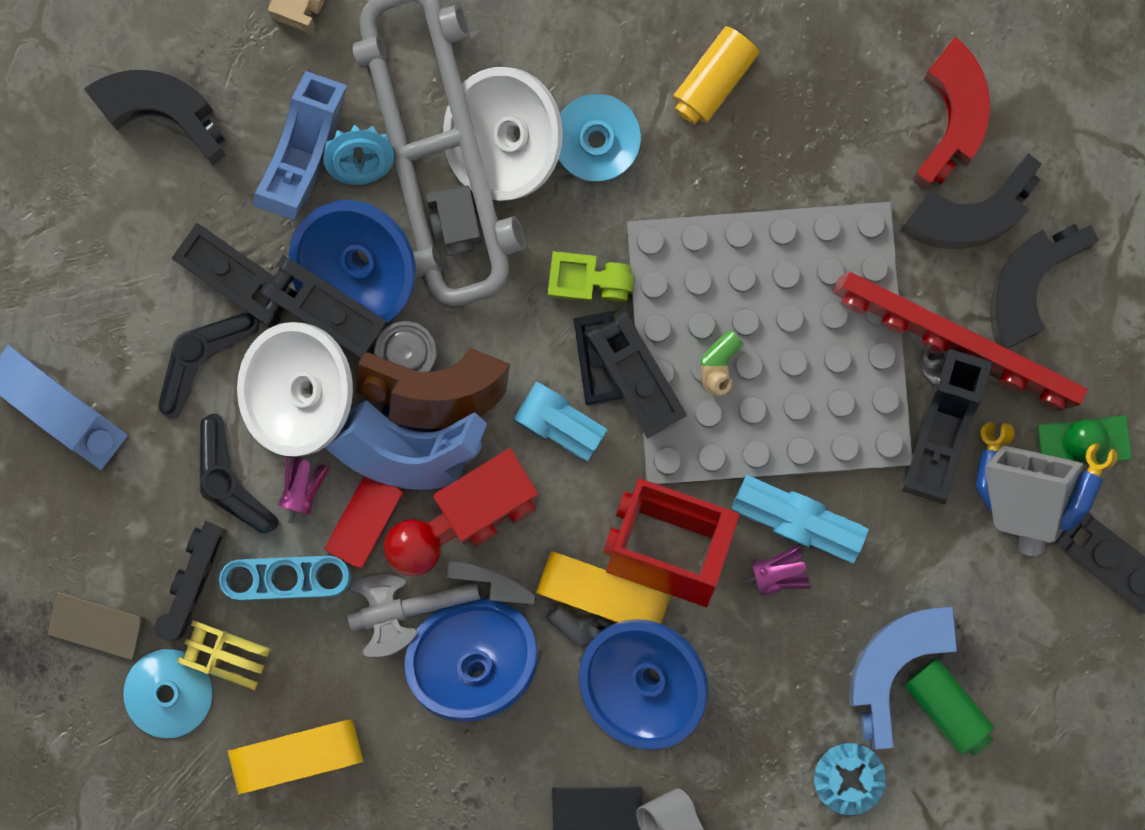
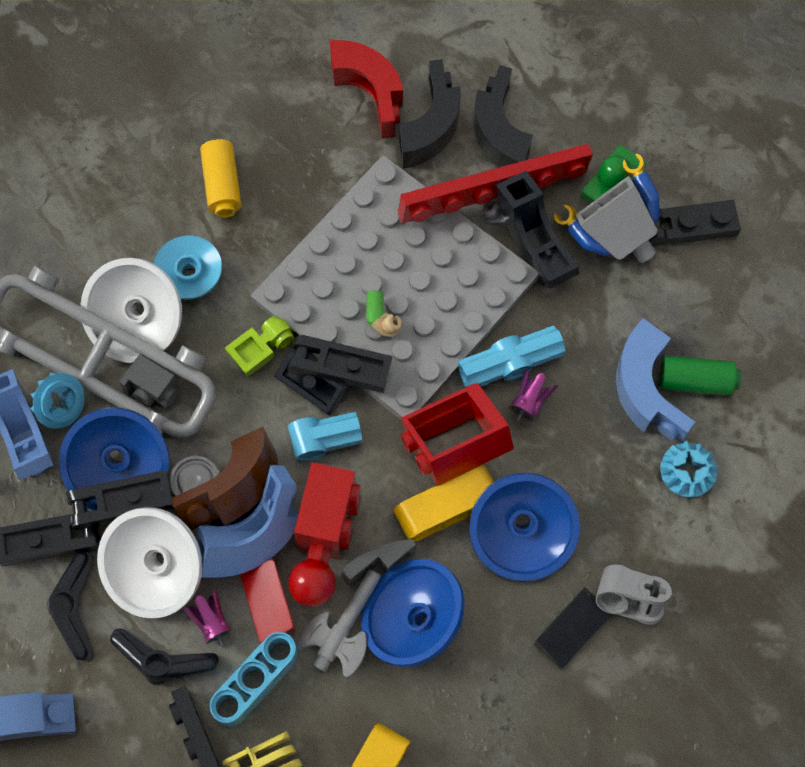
camera: 50 degrees left, 15 degrees down
(577, 629) = (454, 539): dark grey arm -> none

